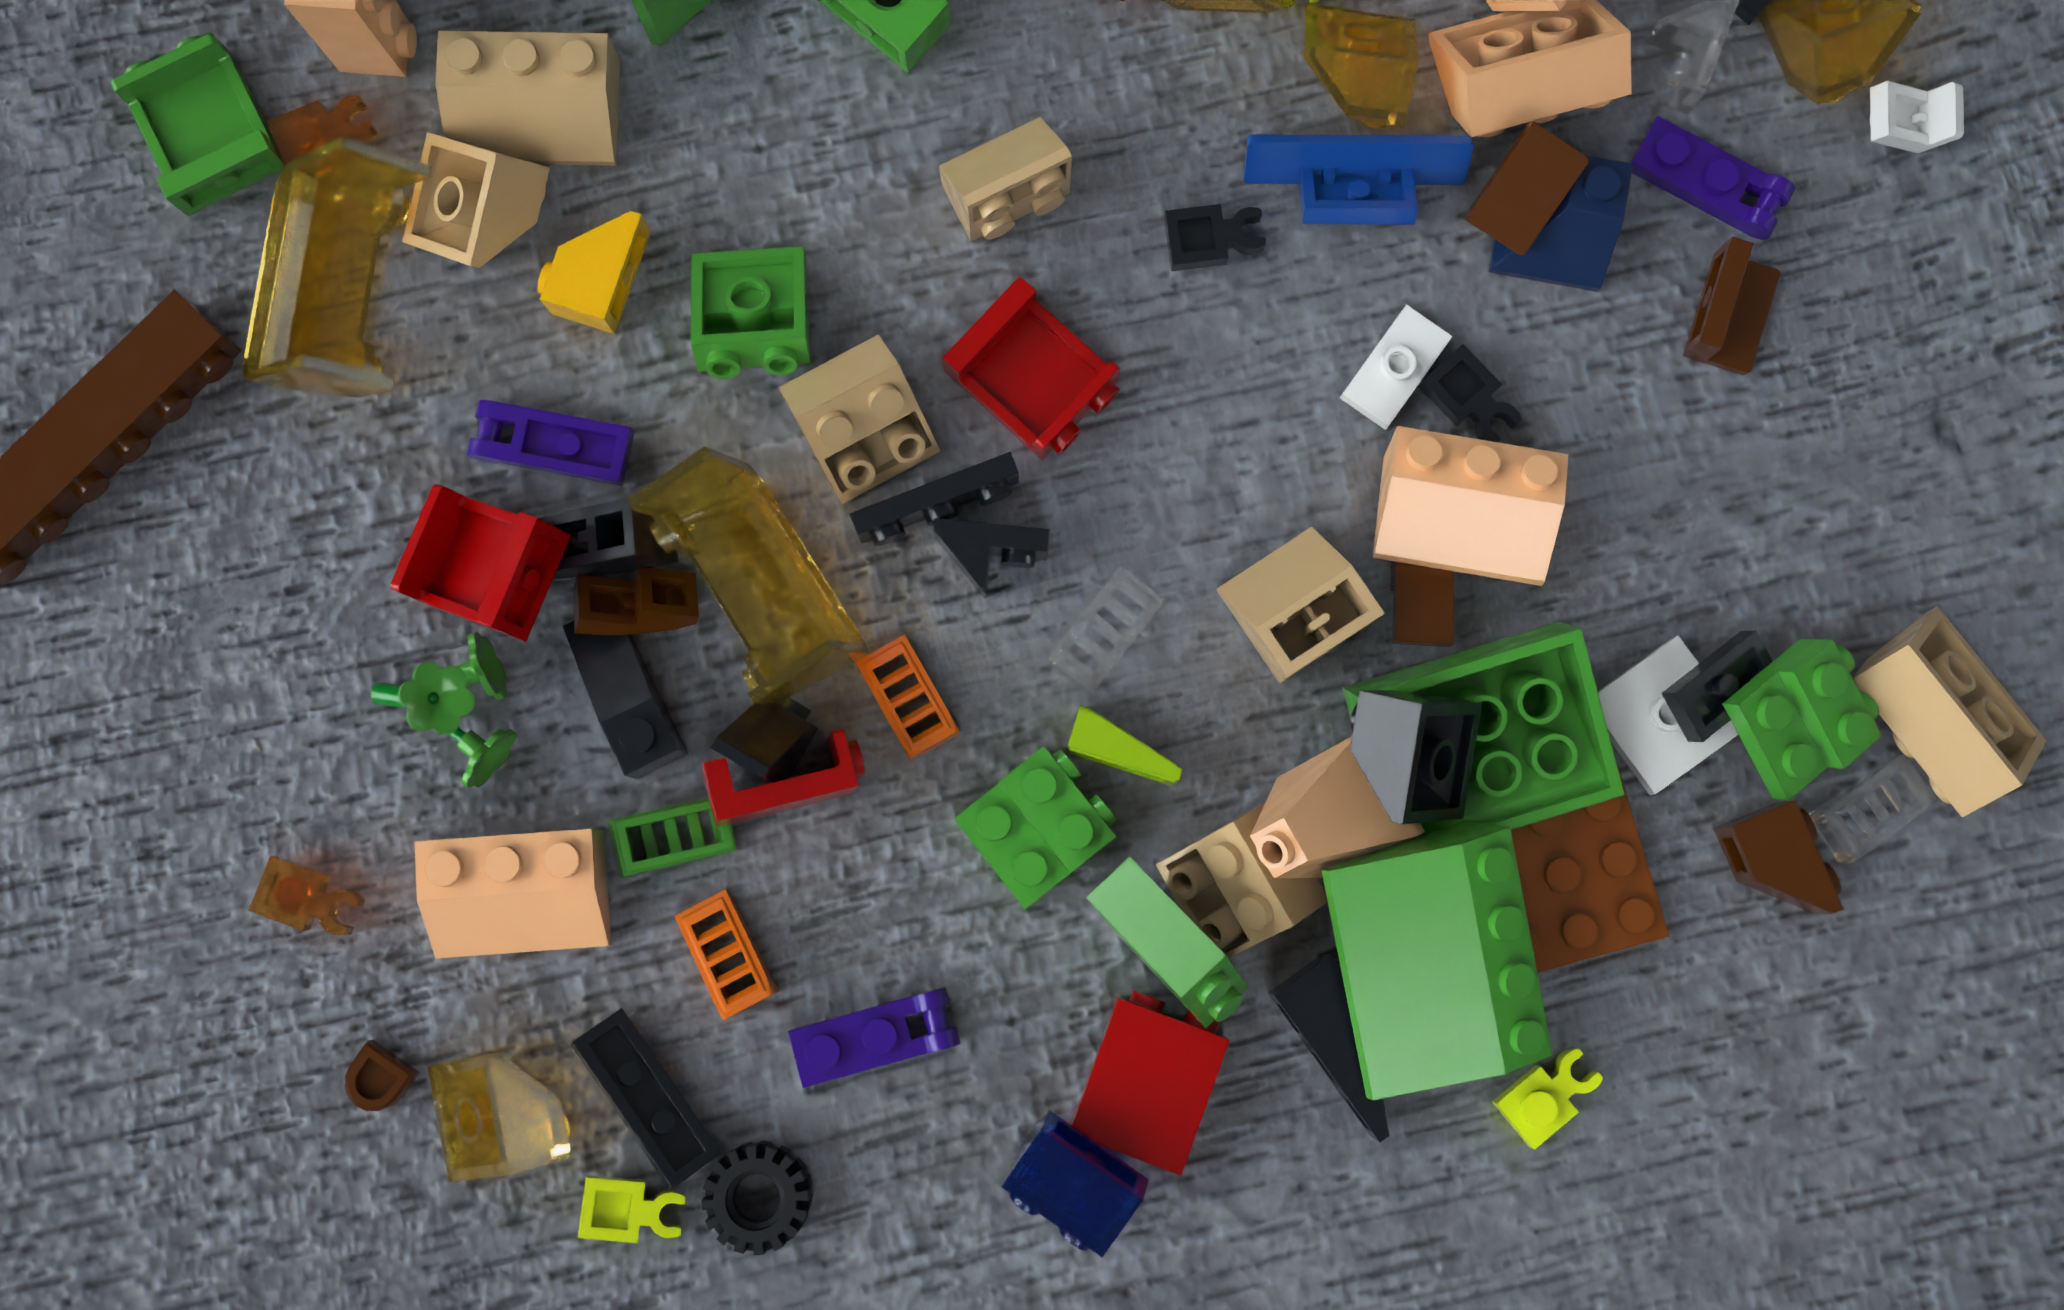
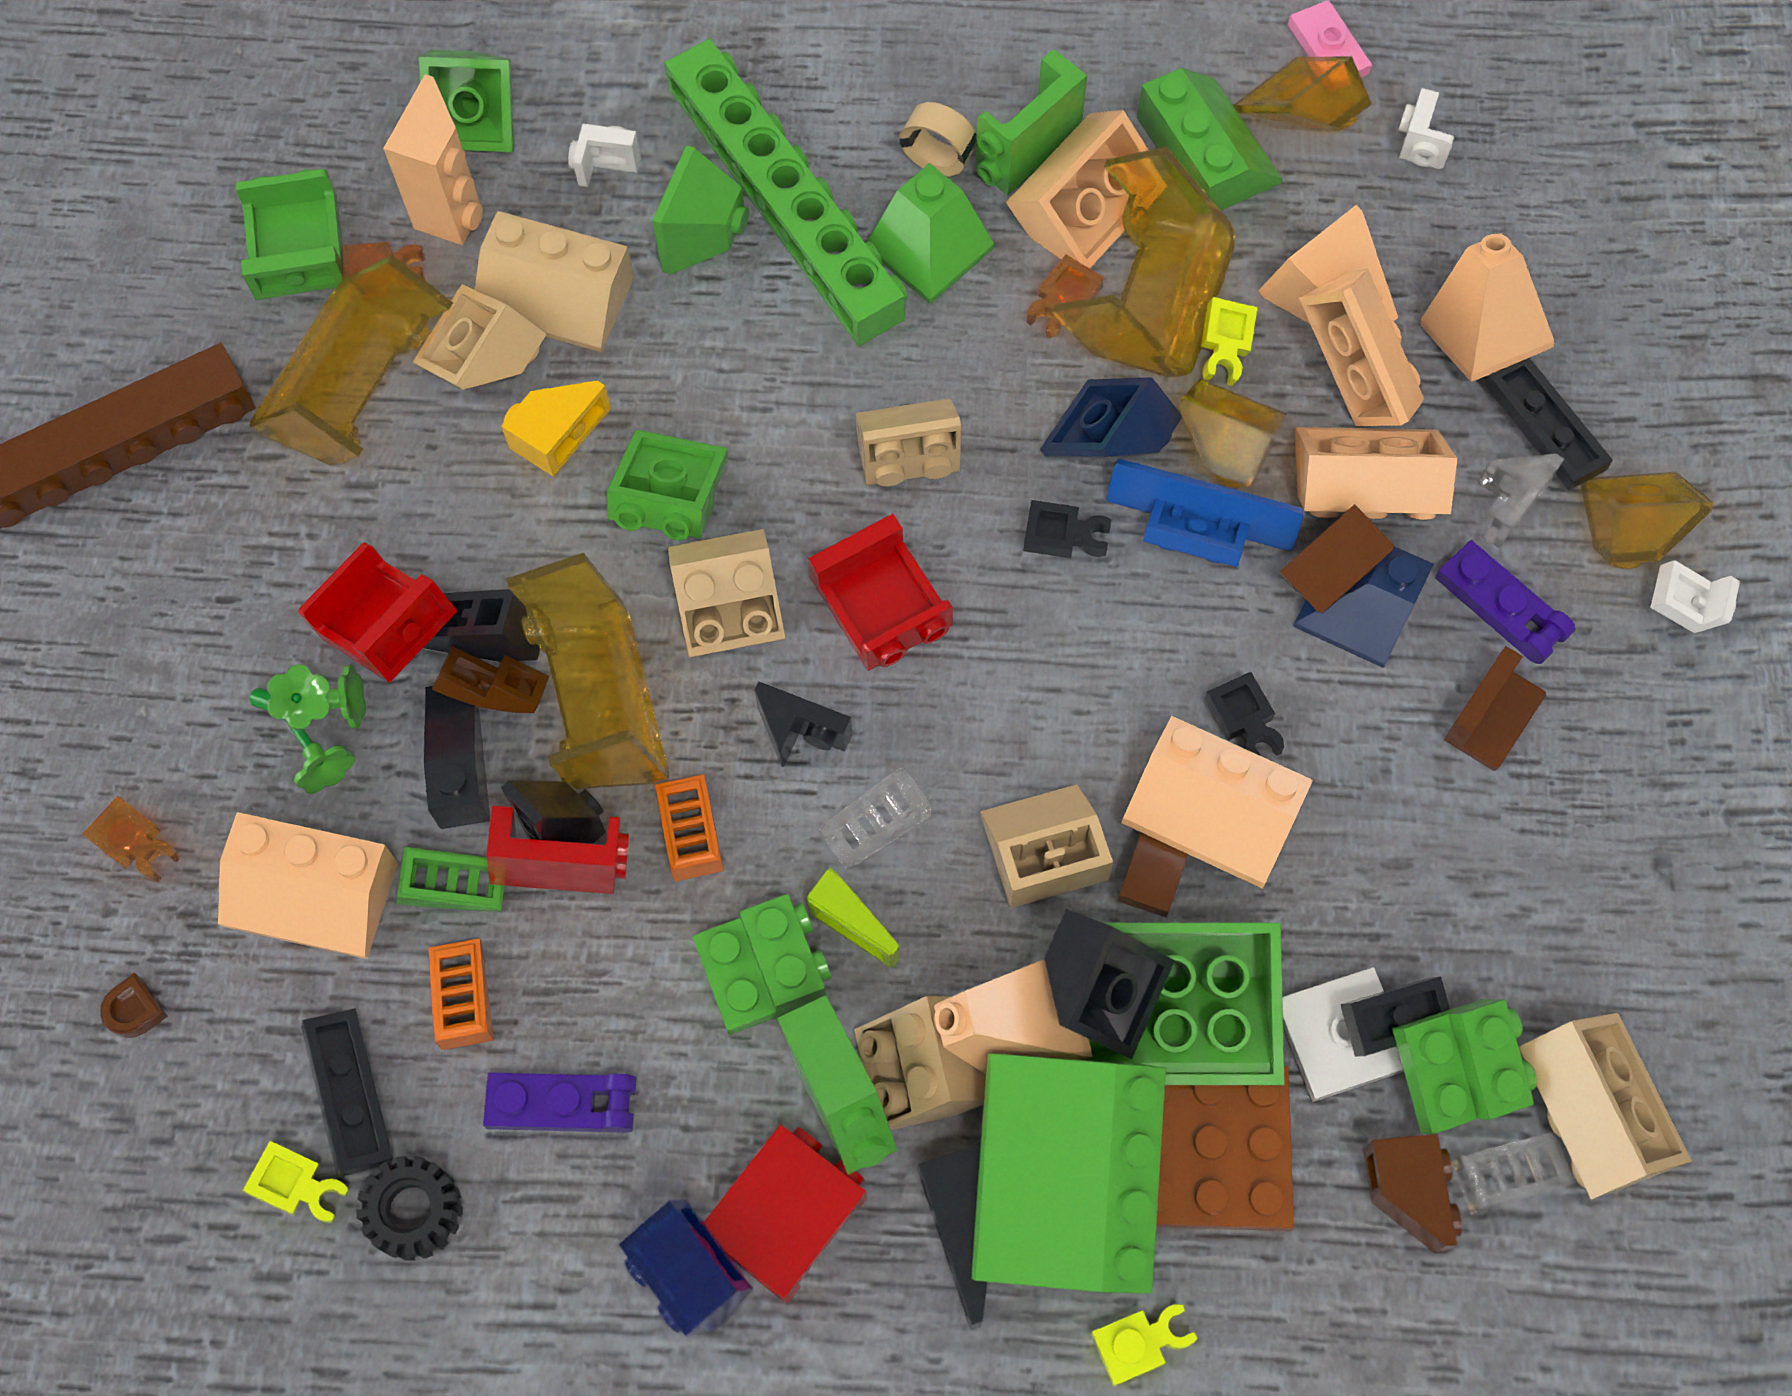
camera: 20 degrees right, 15 degrees down
(495, 1118) = (215, 1068): clear yellow slope -> none
(552, 442) = (470, 540): dark purple plate -> none
(938, 499) = (806, 668): black plate -> none
(1228, 89) = (1115, 420): none -> dark blue slope
(1395, 367) = (1188, 677): white plate -> none

